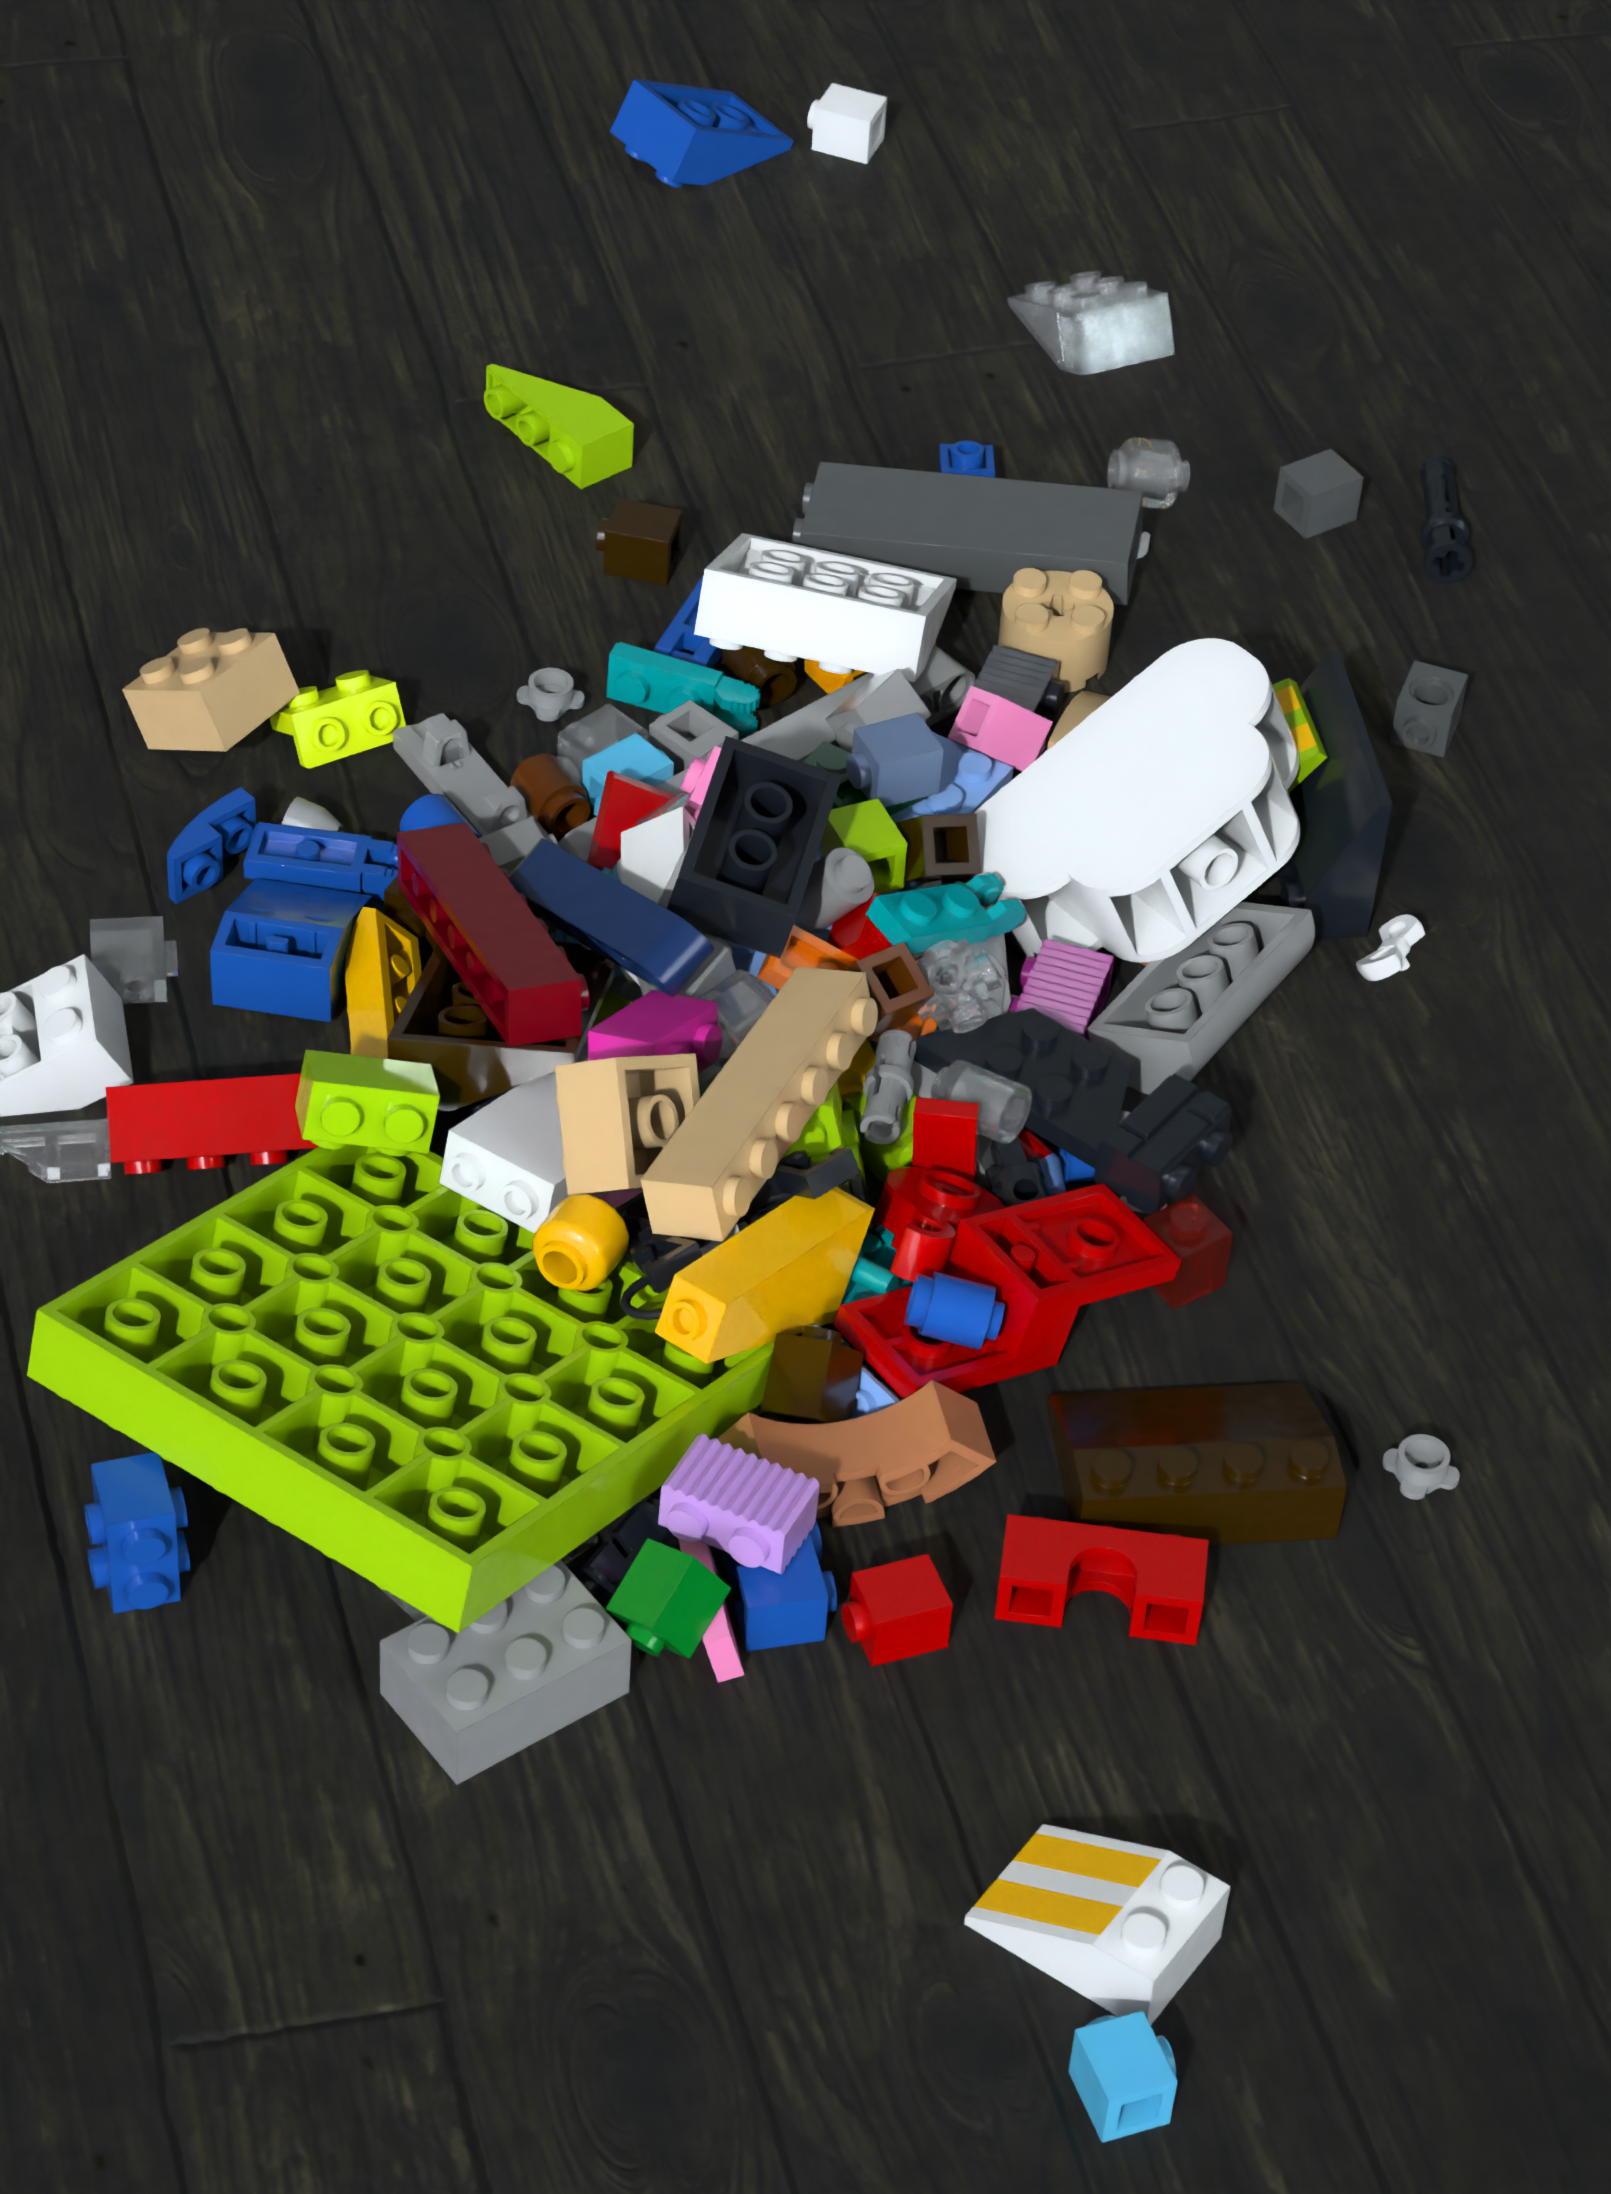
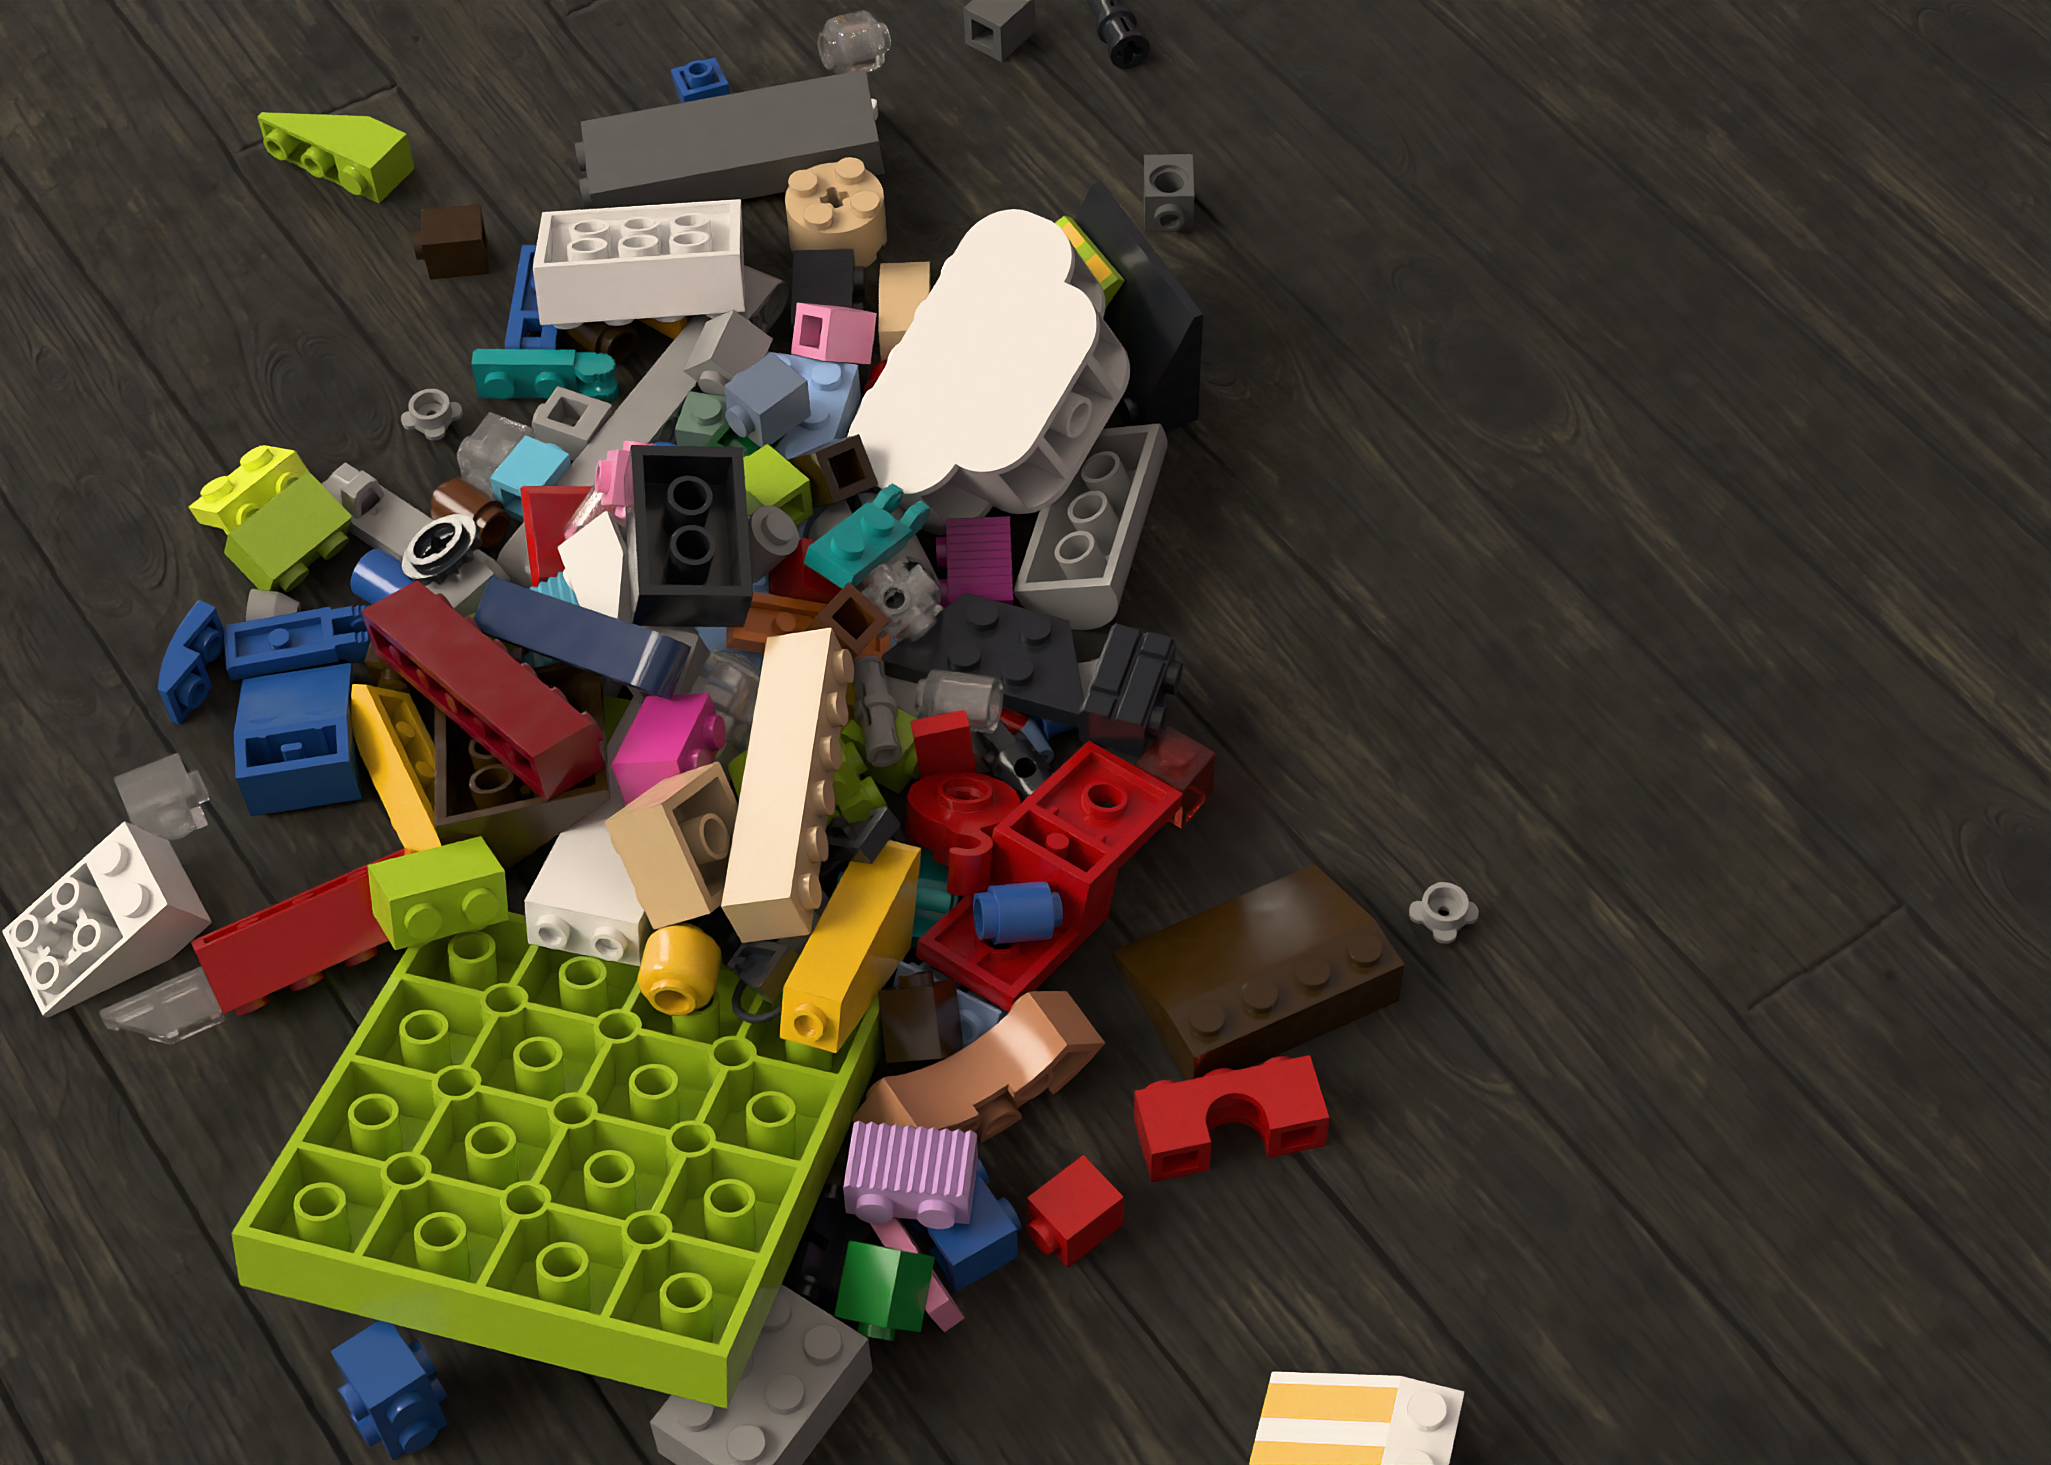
camera: 15 degrees left, 10 degrees up
(210, 690) = (135, 512): tan brick -> none
(357, 758) = (289, 535): none -> lime brick
(505, 807) = (423, 556): none -> black gear
(1390, 957) = (1227, 439): white piece -> none

